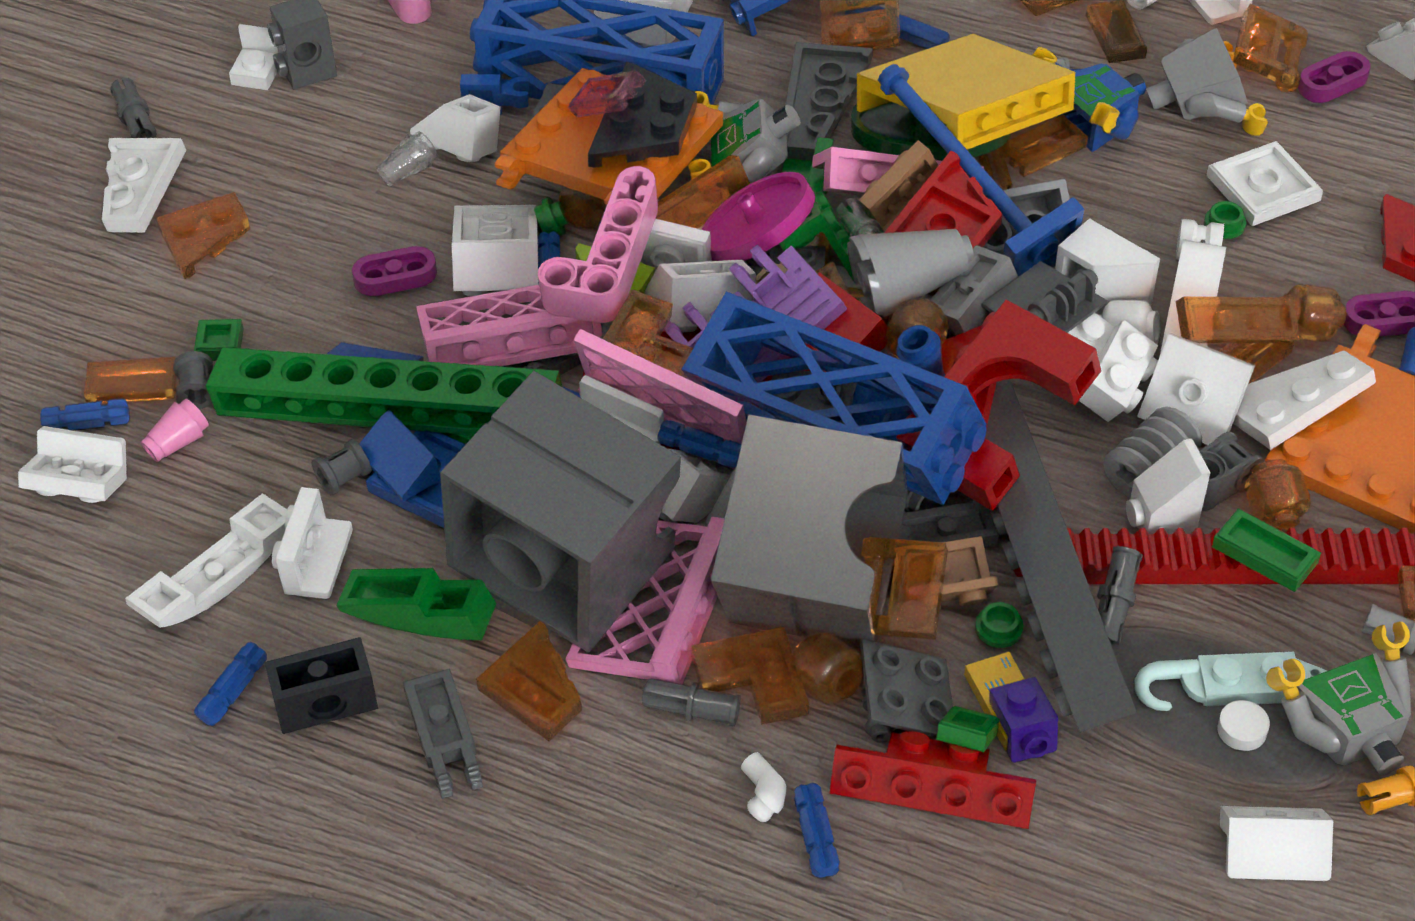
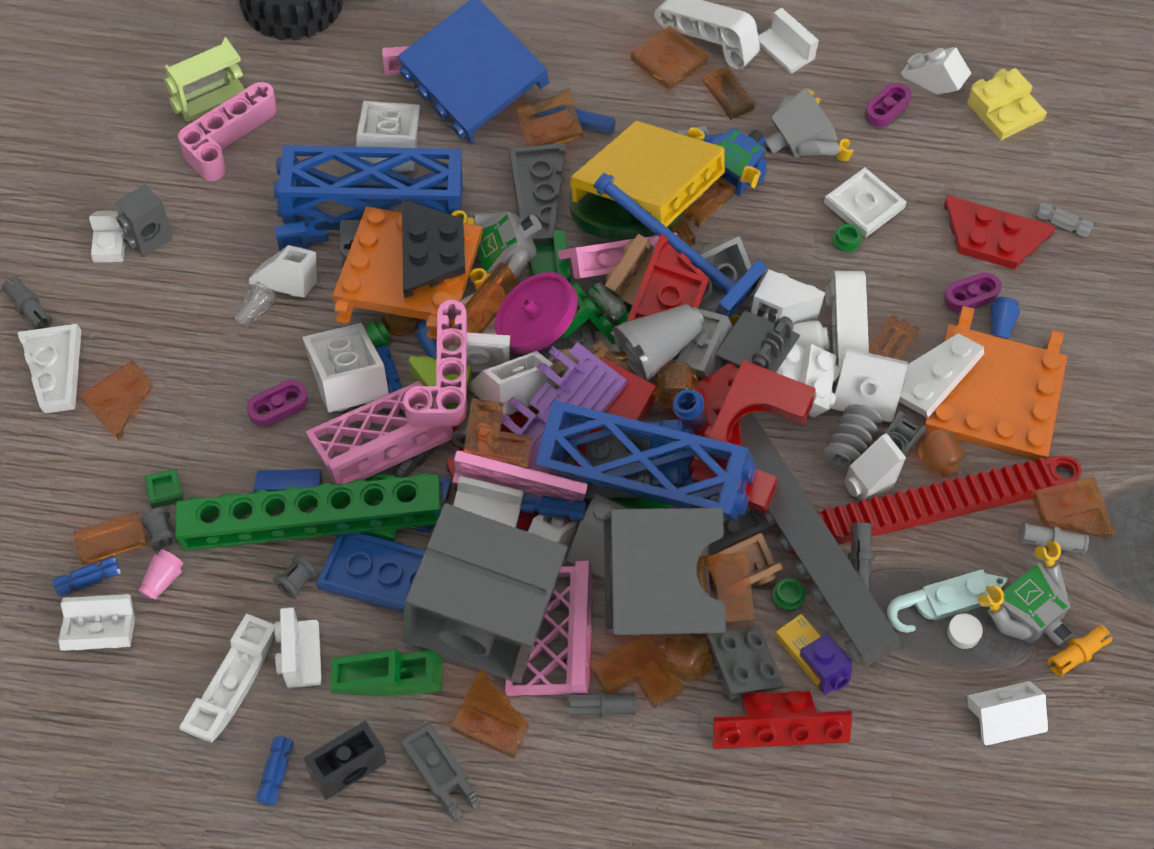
camera: 20 degrees left, 10 degrees up
(399, 457) = (337, 562): blue slope -> none
(607, 93) = (397, 239): clear pink tile -> none
(769, 788) = (674, 755): white arm -> none
(816, 830) = (714, 780): blue axle -> none
(968, 728) = (794, 682): green tile -> none
(1192, 231) = (835, 259): white wheel -> none
(1238, 319) = (883, 325): clear orange tile -> none
(1259, 47) = (832, 88): clear orange plate -> none
(1266, 550) = (948, 499): green tile -> none
(1317, 311) = (925, 303): clear orange head -> none

